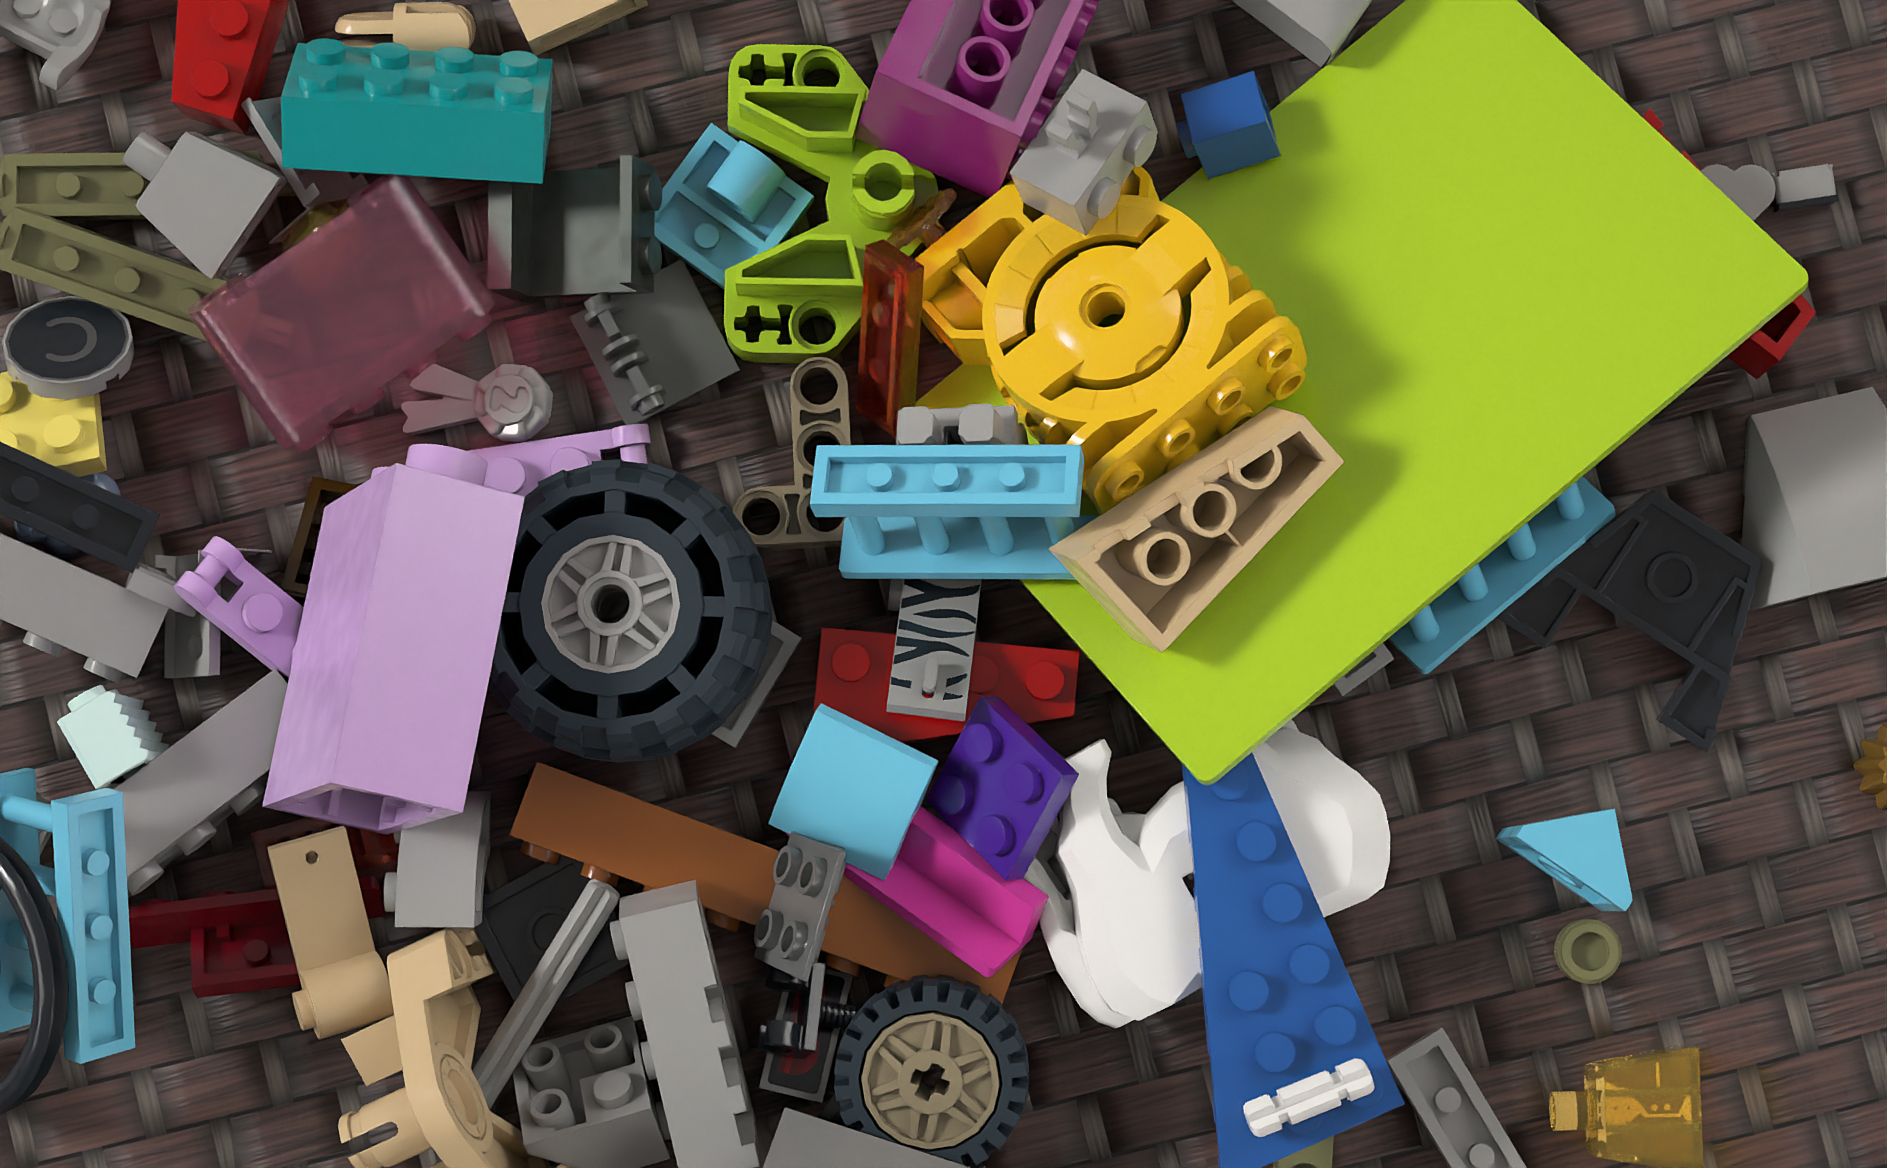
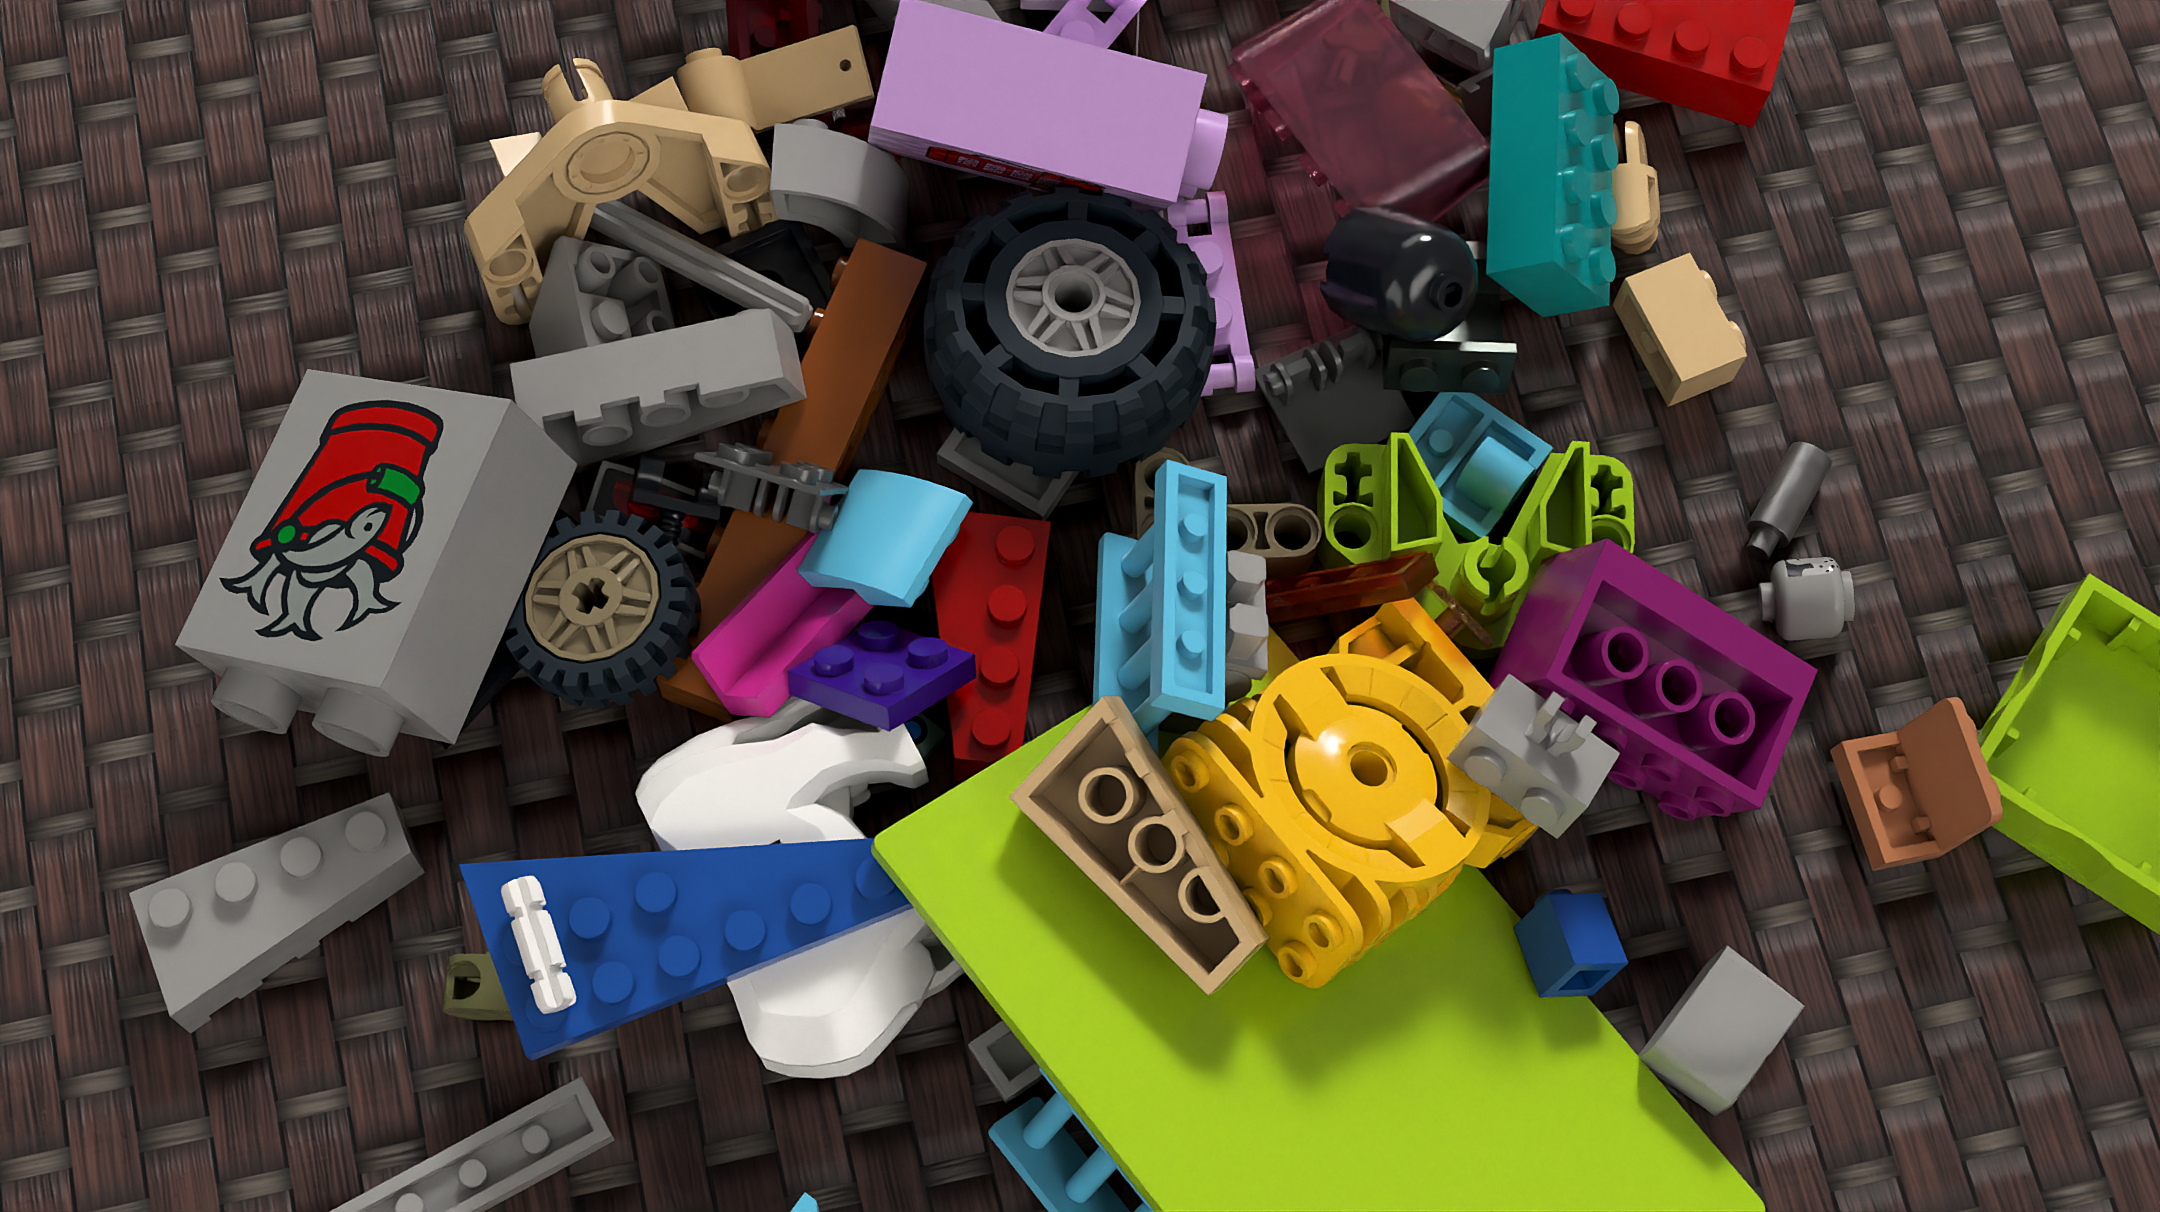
camera: 90 degrees right, 15 degrees down
(508, 402) = (1276, 264): light grey piece -> none
(551, 271) = (1399, 274): none -> black cylinder
(933, 646) = (1028, 623): light grey door -> none

